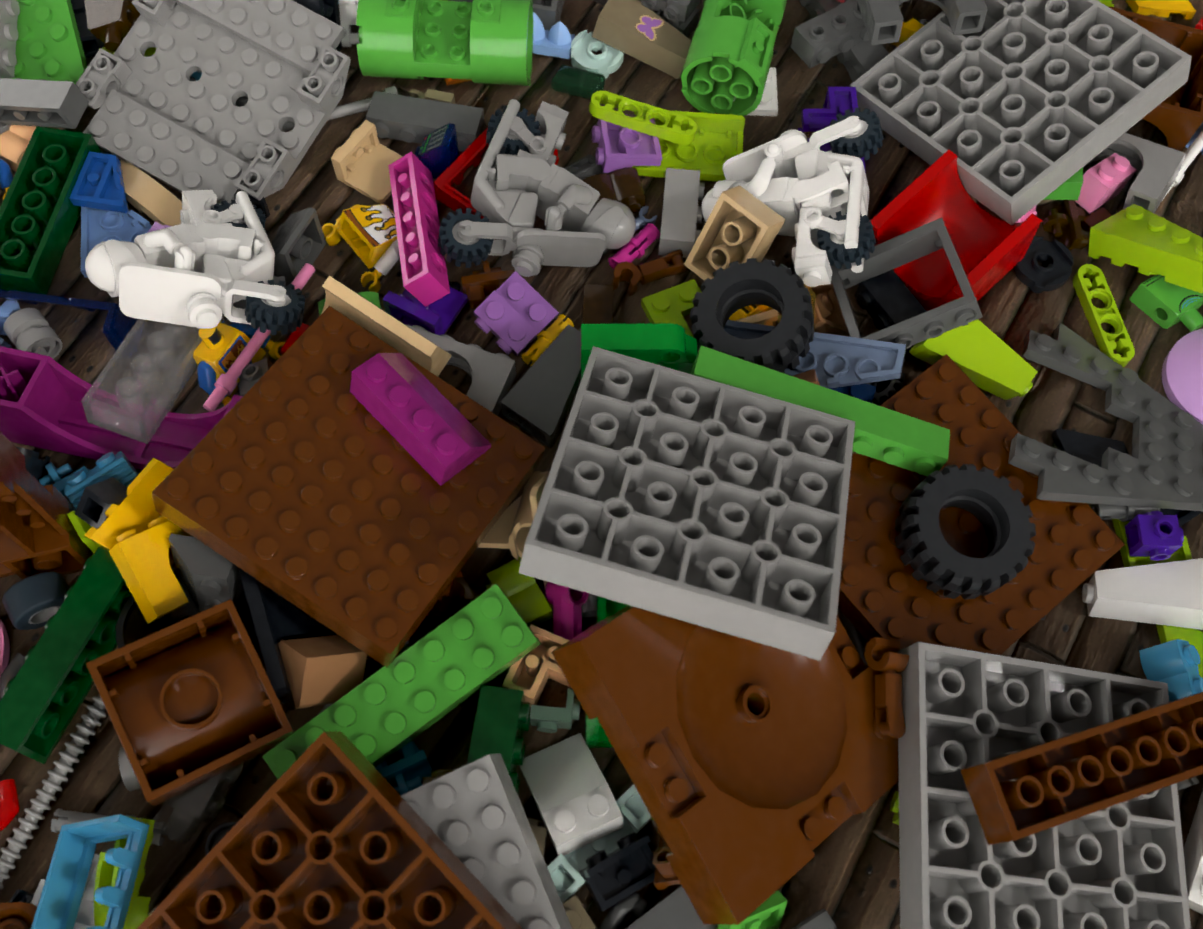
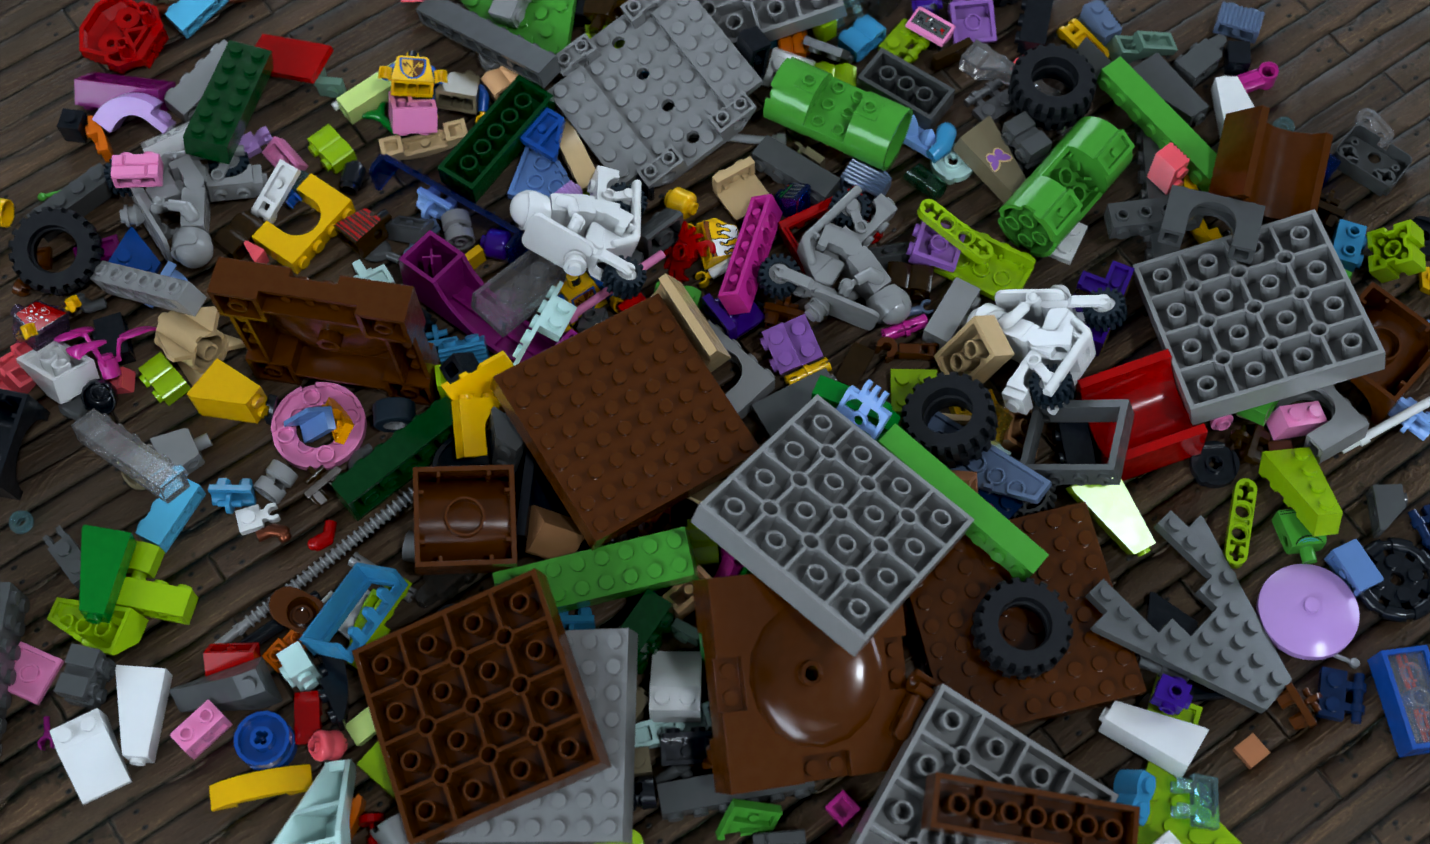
camera: 30 degrees right, 0 degrees up
(71, 359) = (476, 256): none -> yellow tile
(89, 336) = (494, 243): none -> dark purple head
(203, 395) = (551, 323): none -> light aqua bracket
(305, 197) = (681, 200): none -> yellow head
(338, 251) = (686, 252): none -> red animal
(417, 415) = (683, 393): magenta slope -> none
(499, 95) = (870, 180): none -> sand blue brick
(580, 33) = (945, 139): none -> dark azure arm
(662, 328) = (869, 401): none -> light blue piece
(850, 854) = (842, 808): none -> dark pink tile

